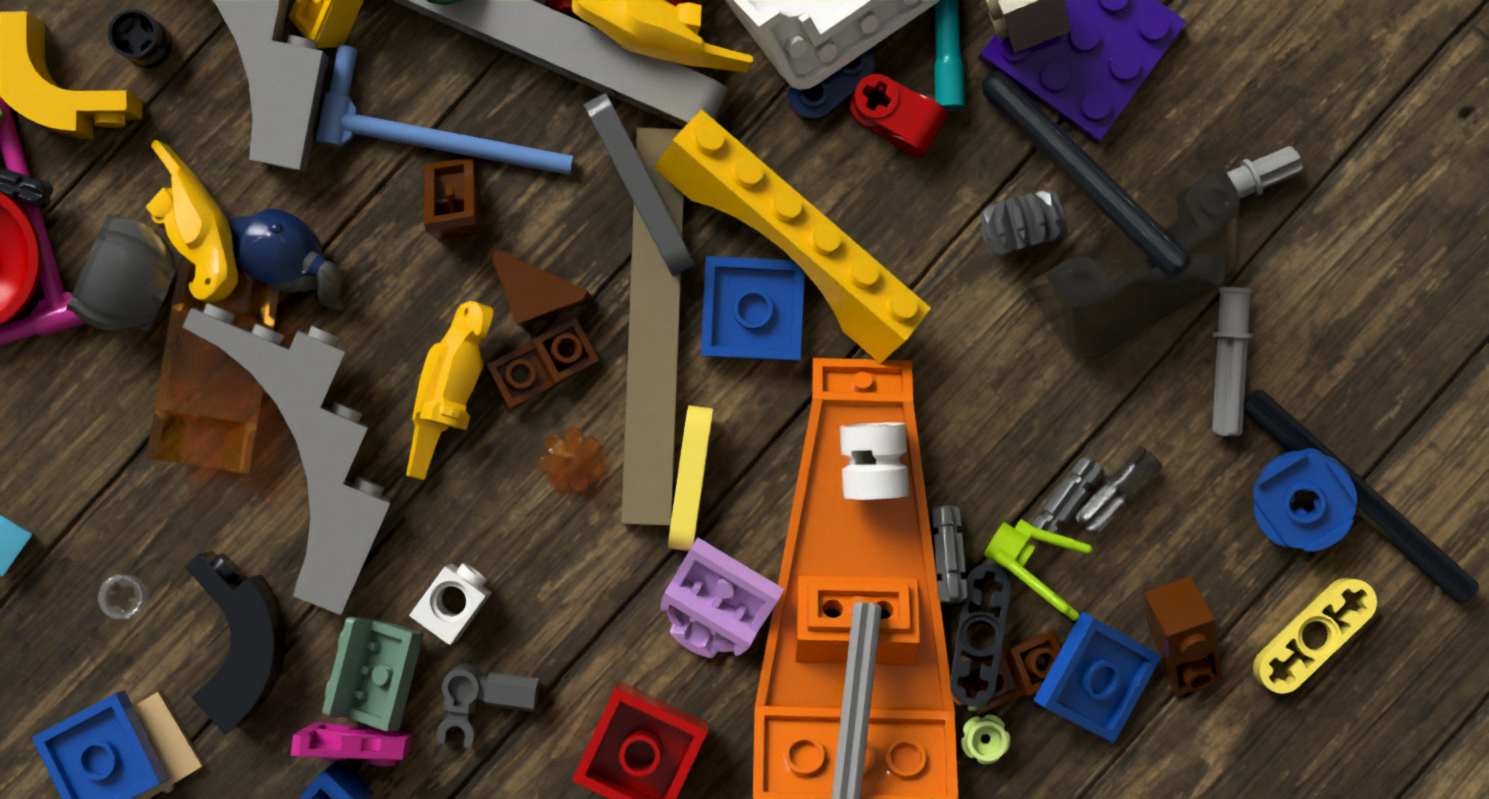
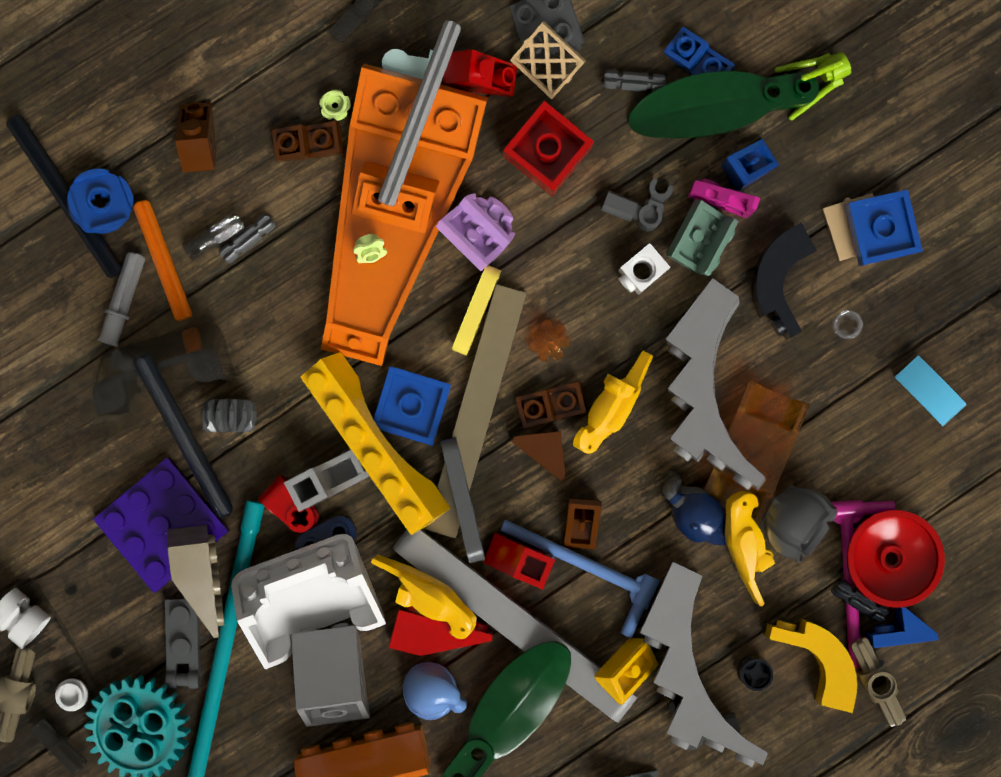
camera: 170 degrees left, 0 degrees up
(530, 115) = (519, 561): none -> red slope
(853, 160) = (325, 480): none -> light grey arch
(875, 529) = (369, 248): none -> yellowish green plate
(880, 478) = (358, 279): white wheel -> none
(949, 554) = (328, 223): dark grey axle -> none
(961, 670) = (304, 185): black beam -> none
(1012, 551) = (288, 214): lime plant -> none
(1097, 677) = (256, 124): blue plate -> none
(1185, 436) = (162, 260): none -> orange axle
(1266, 171) = (71, 412): light grey axle -> none
(1332, 600) = (98, 135): light yellow beam -> none

